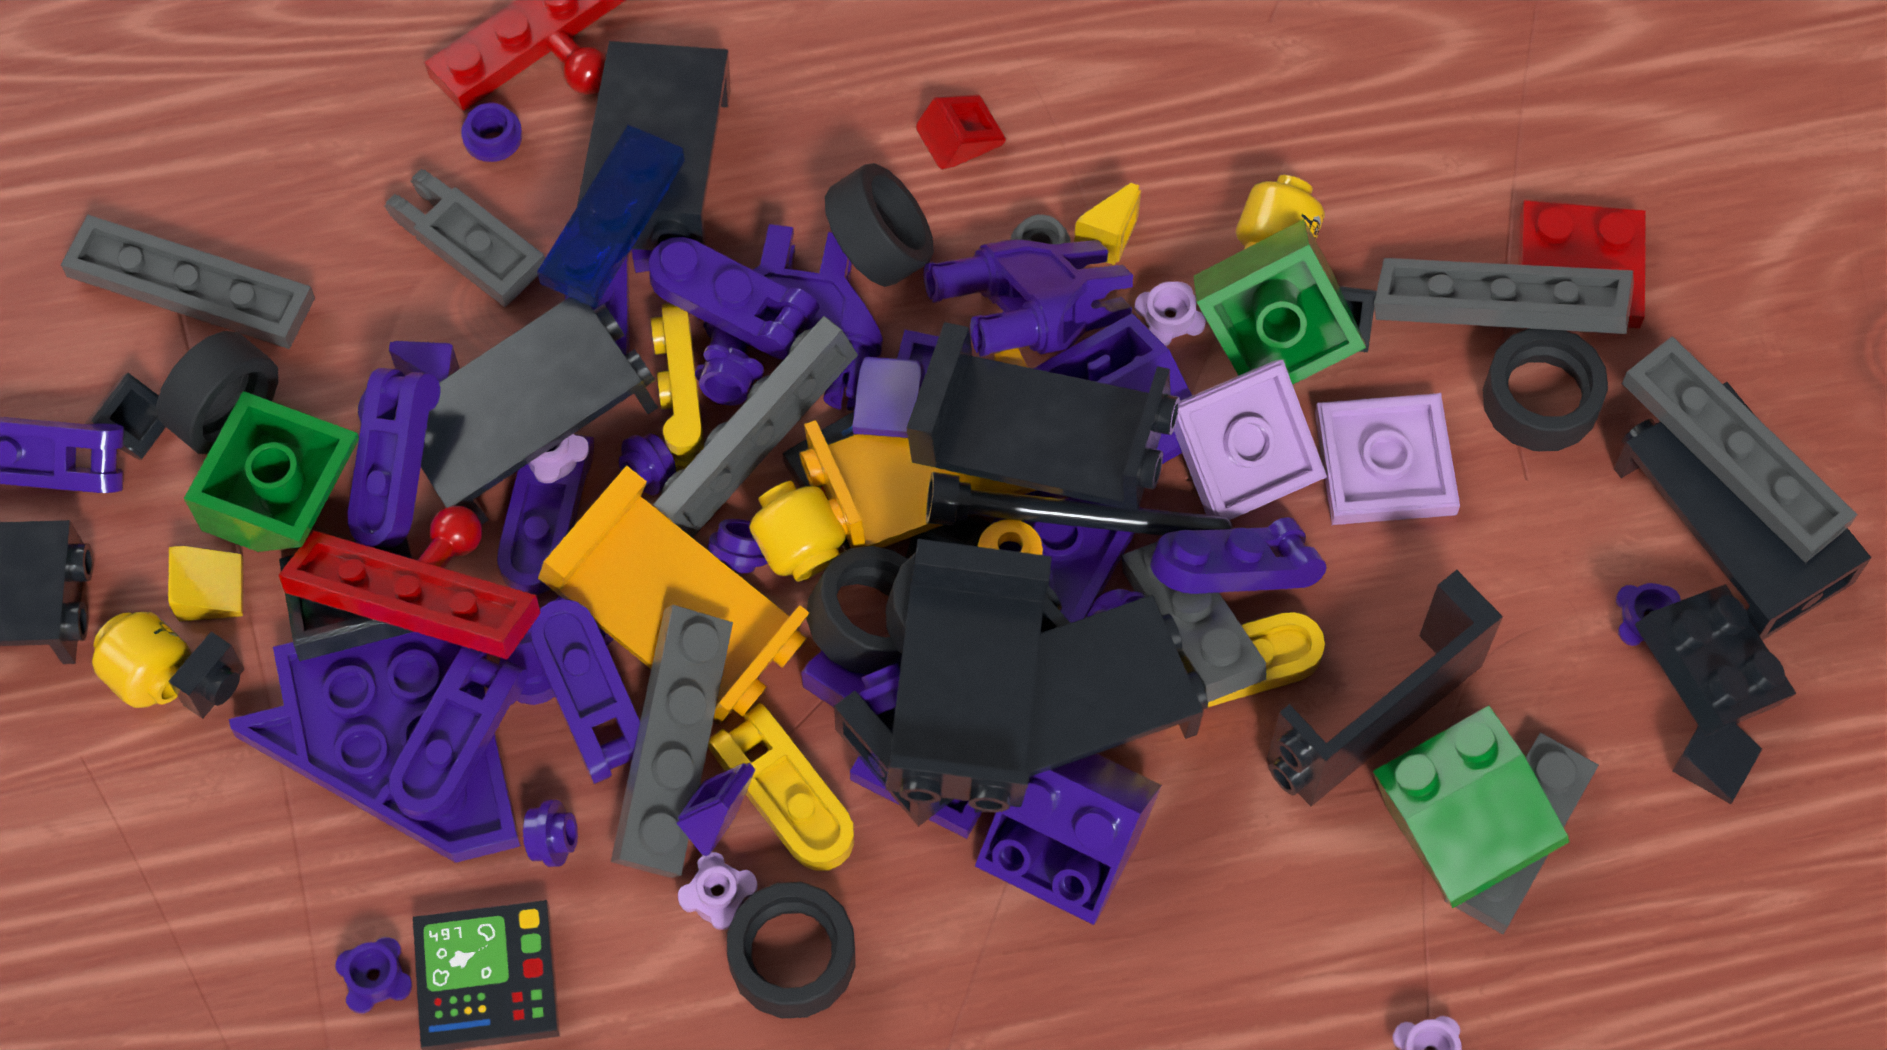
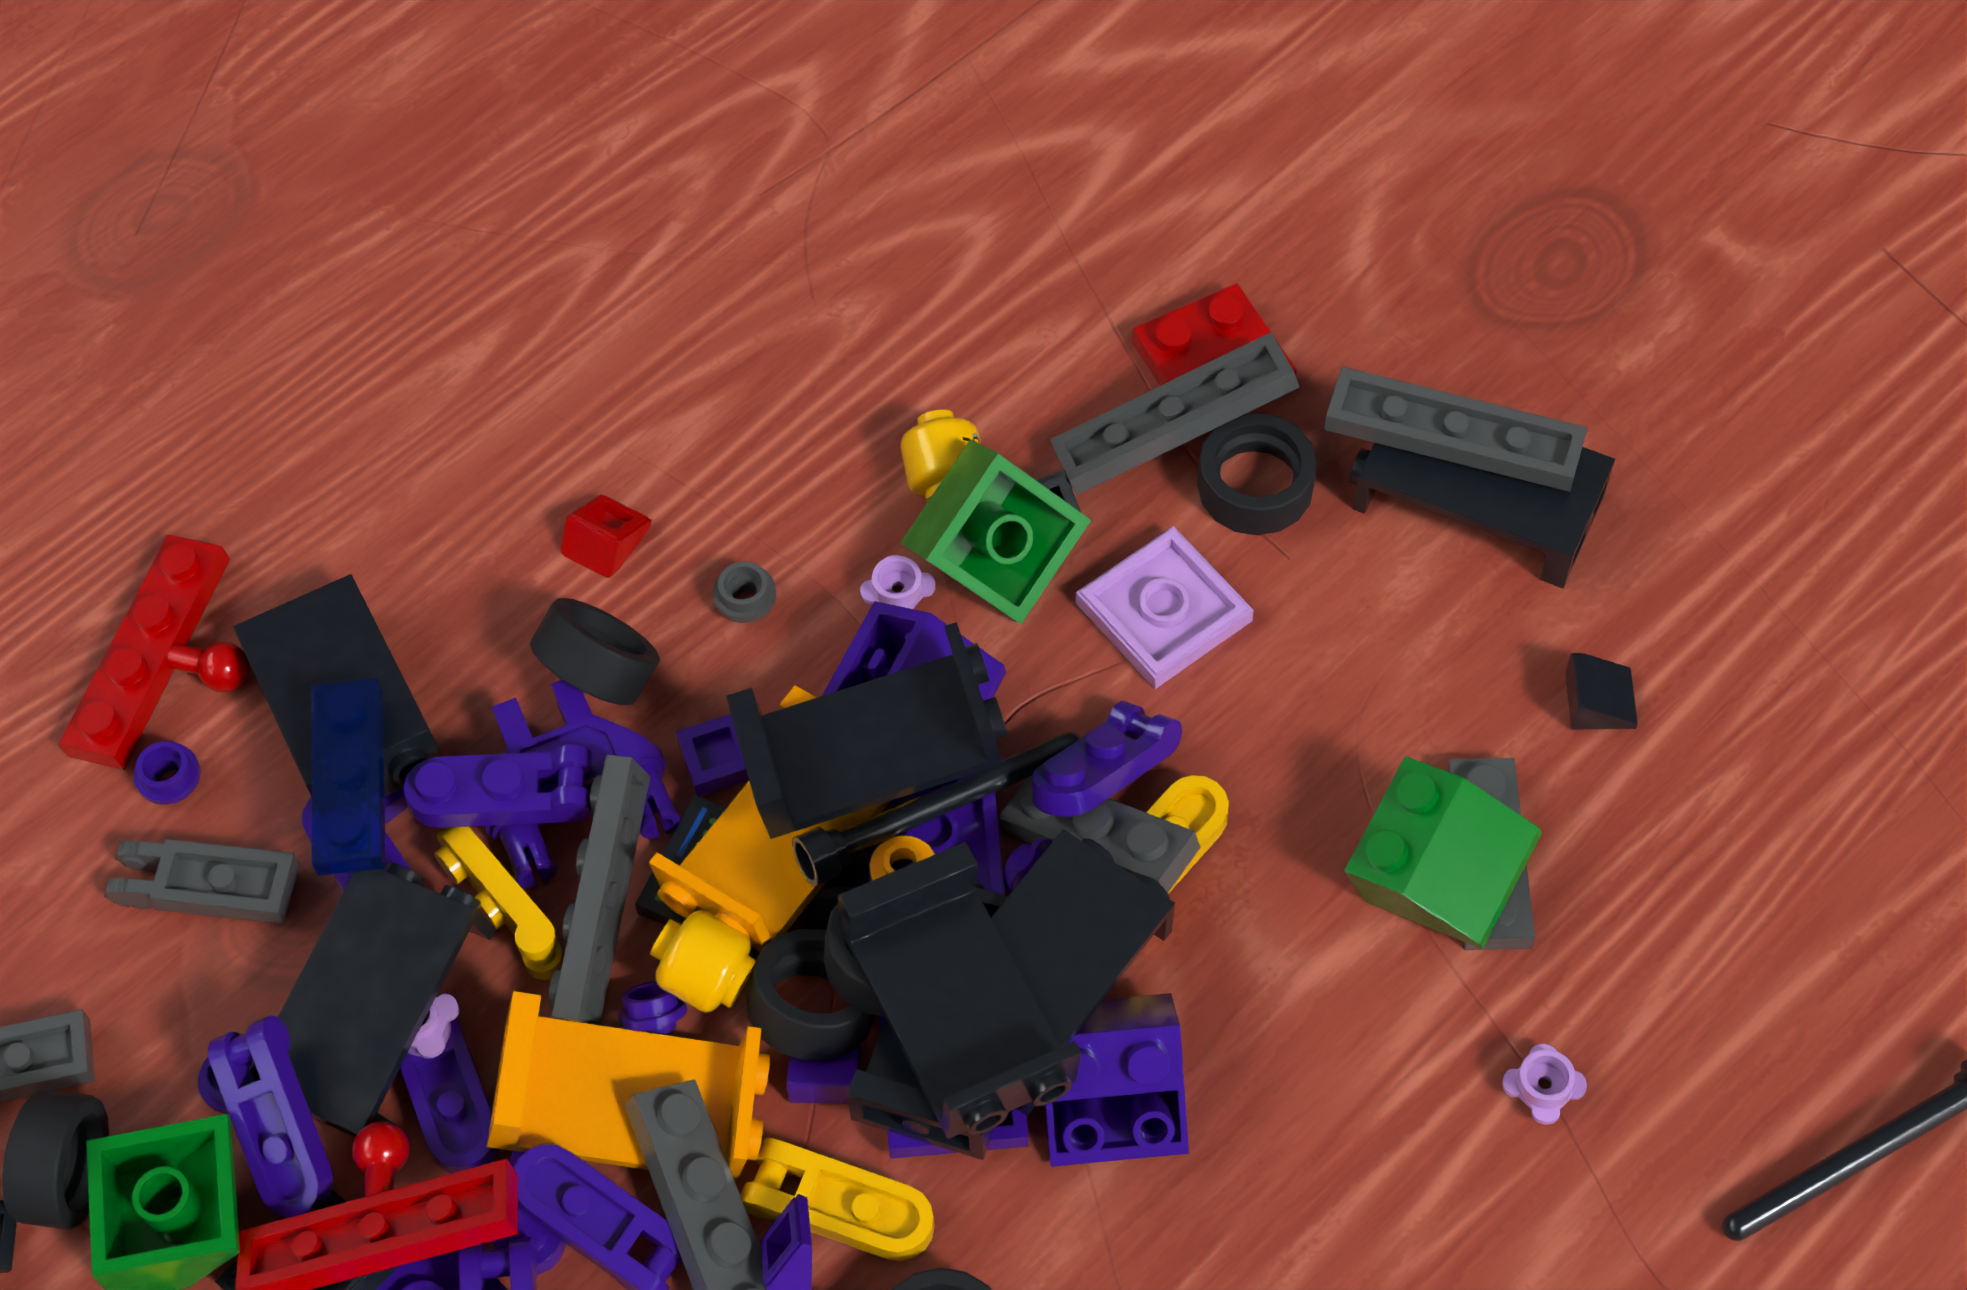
camera: 30 degrees left, 5 degrees down
(424, 357) = (240, 1011): dark purple slope -> none
(649, 459) = (510, 975): dark purple plate -> none
(727, 374) = (545, 860): dark purple plate -> none
(881, 689) = (879, 1052): dark purple plate -> none
(886, 396) = (705, 797): dark purple slope -> none
(1040, 290) = (772, 627): dark purple connector -> none
(1111, 221) = (795, 545): yellow slope -> none
(1247, 442) = (1045, 656): lavender tile -> none
(1459, 632) = (1327, 716): black panel -> none
(1636, 601) = (1470, 595): dark purple plate -> none
(1715, 659) = (1550, 613): black plate -> none

